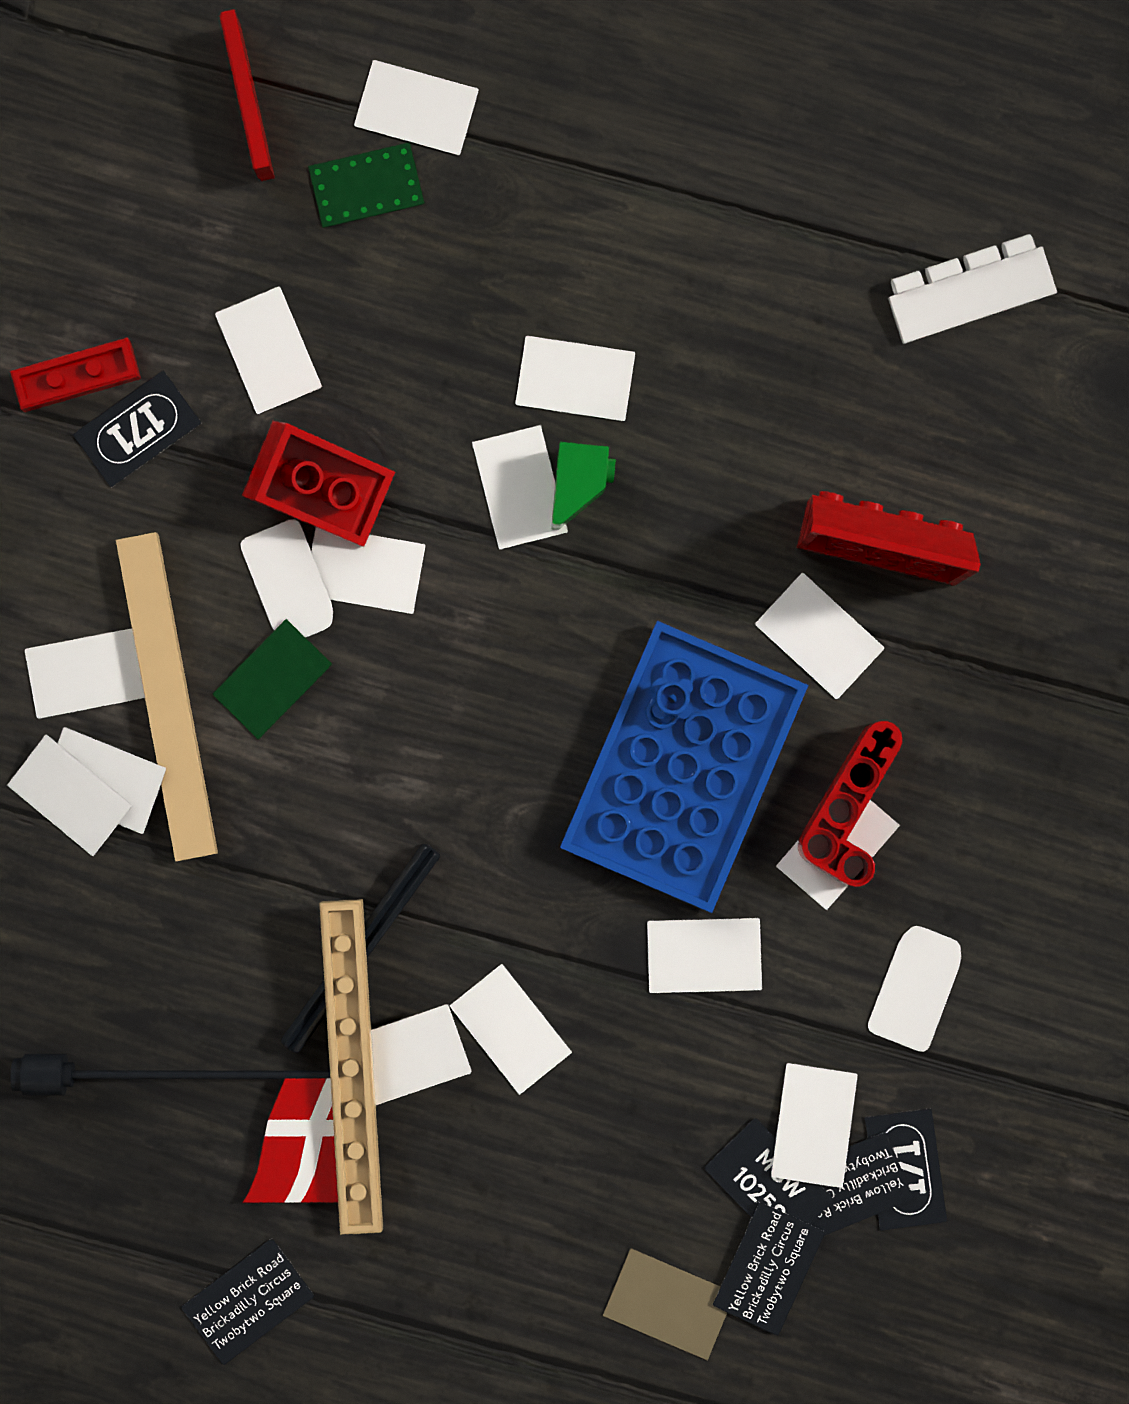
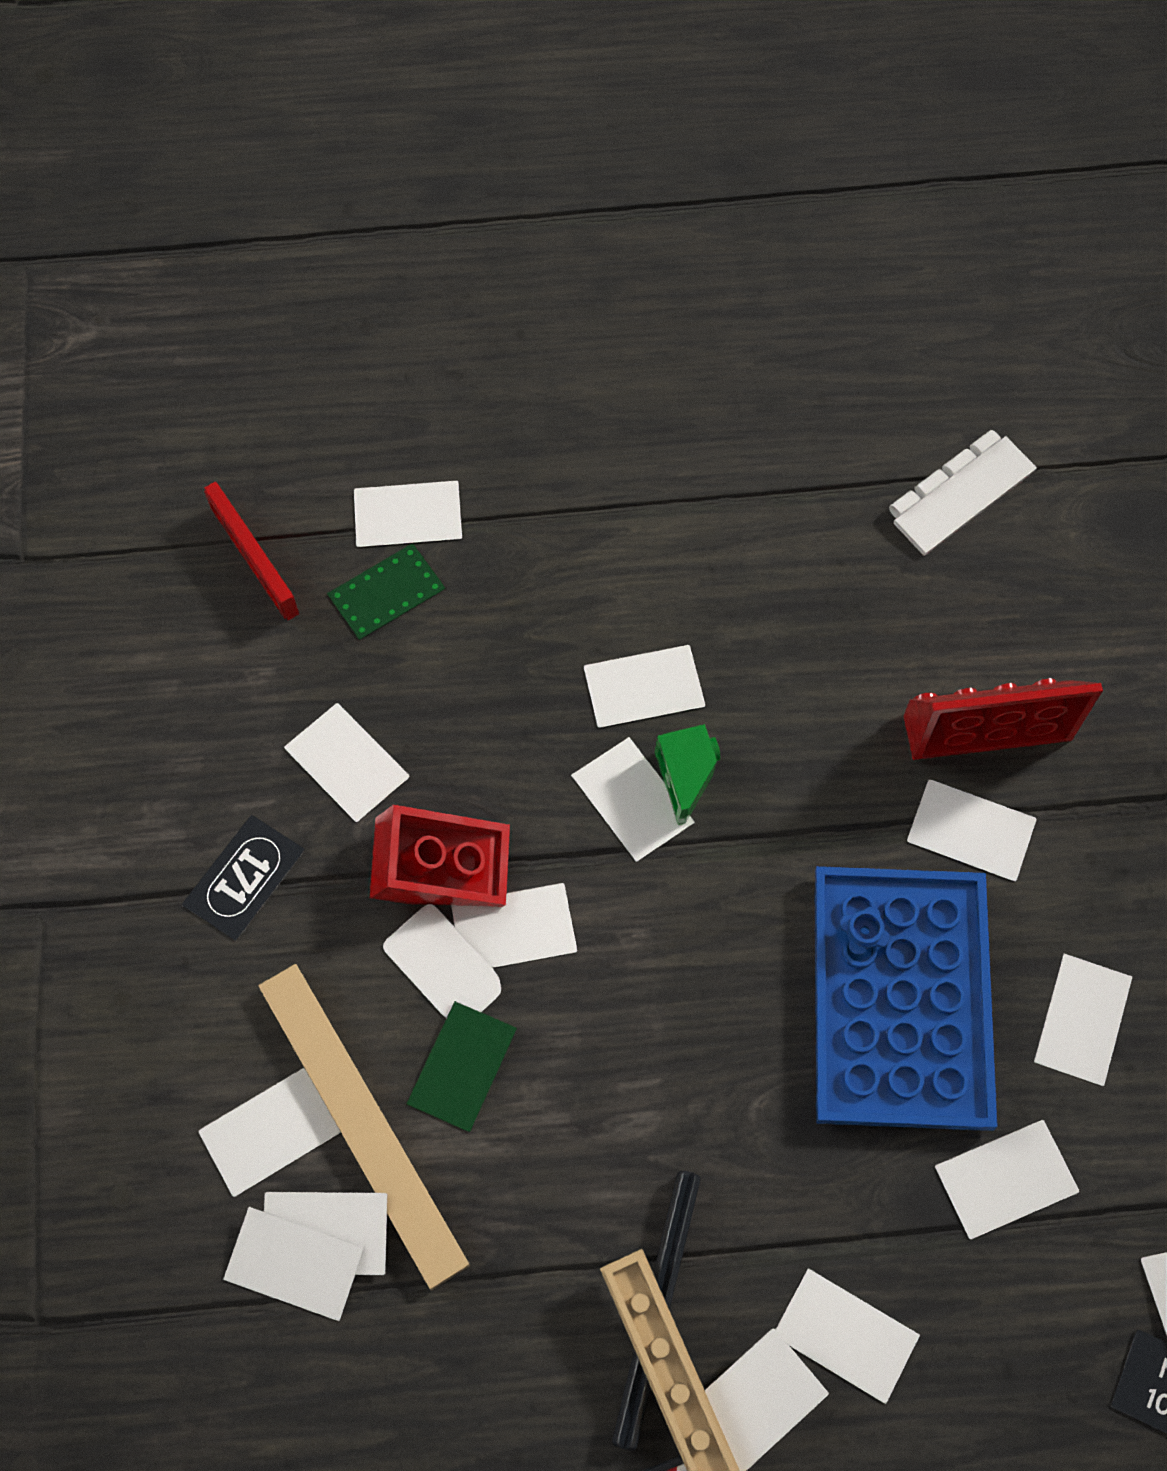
camera: 20 degrees left, 20 degrees down
(75, 375) = (167, 848): red tile -> none
(857, 799) = (1081, 963): red beam -> none

